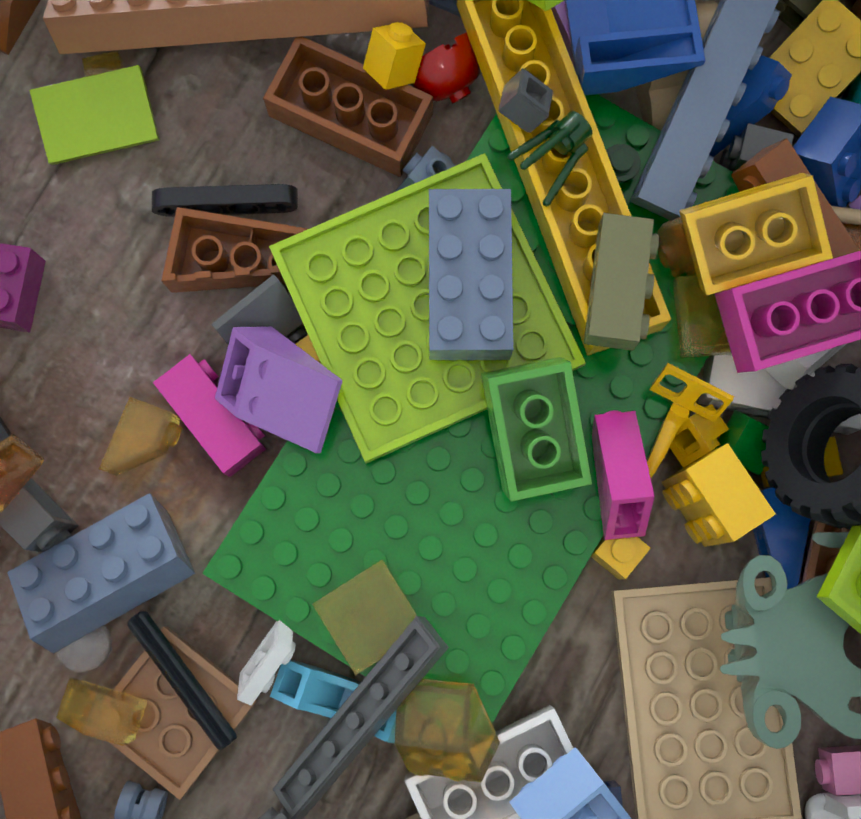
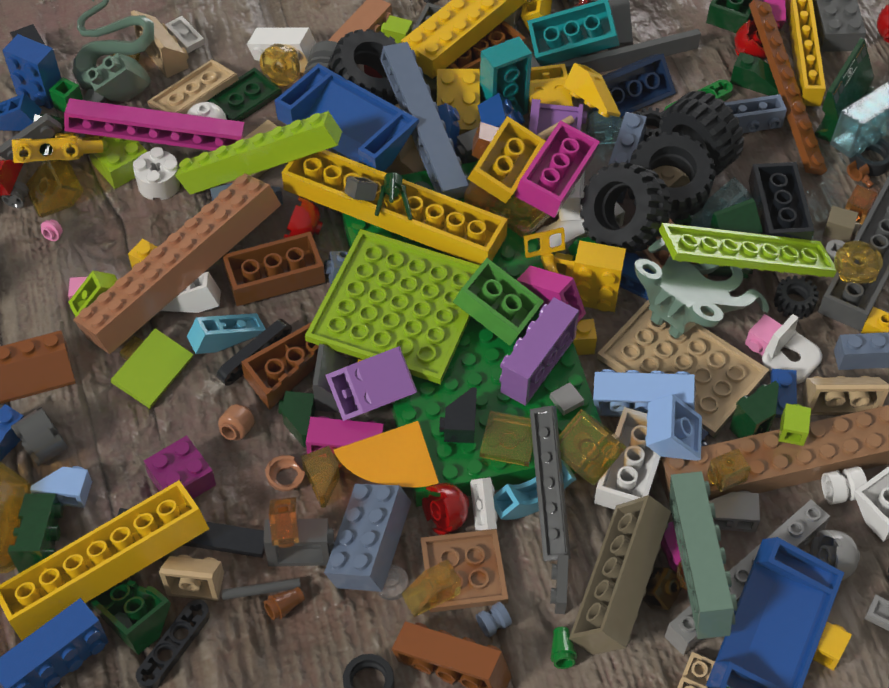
camera: 45 degrees left, 25 degrees down
(87, 388) = (280, 463): none -> nougat piece
(114, 276) = (236, 422): none -> nougat head
(182, 680) = (454, 546): black axle -> none
(187, 332) = (296, 413): none -> dark green slope
(218, 141) = (221, 332): none -> medium azure slope
(218, 503) = (391, 458): none -> light orange sticker
(227, 622) = (448, 510): none -> red cylinder
(232, 65) = (197, 297): none -> white slope
(334, 538) = (460, 419): none -> black slope
(394, 55) = (278, 225): yellow brick -> none
(470, 274) = (407, 270): sand blue brick -> none
(492, 632) = (566, 398): none -> light grey tile
(517, 544) = (538, 350): none -> medium lavender brick
(598, 720) = (636, 389): none -> light blue brick
(621, 282) = (473, 218): olive brick -> none

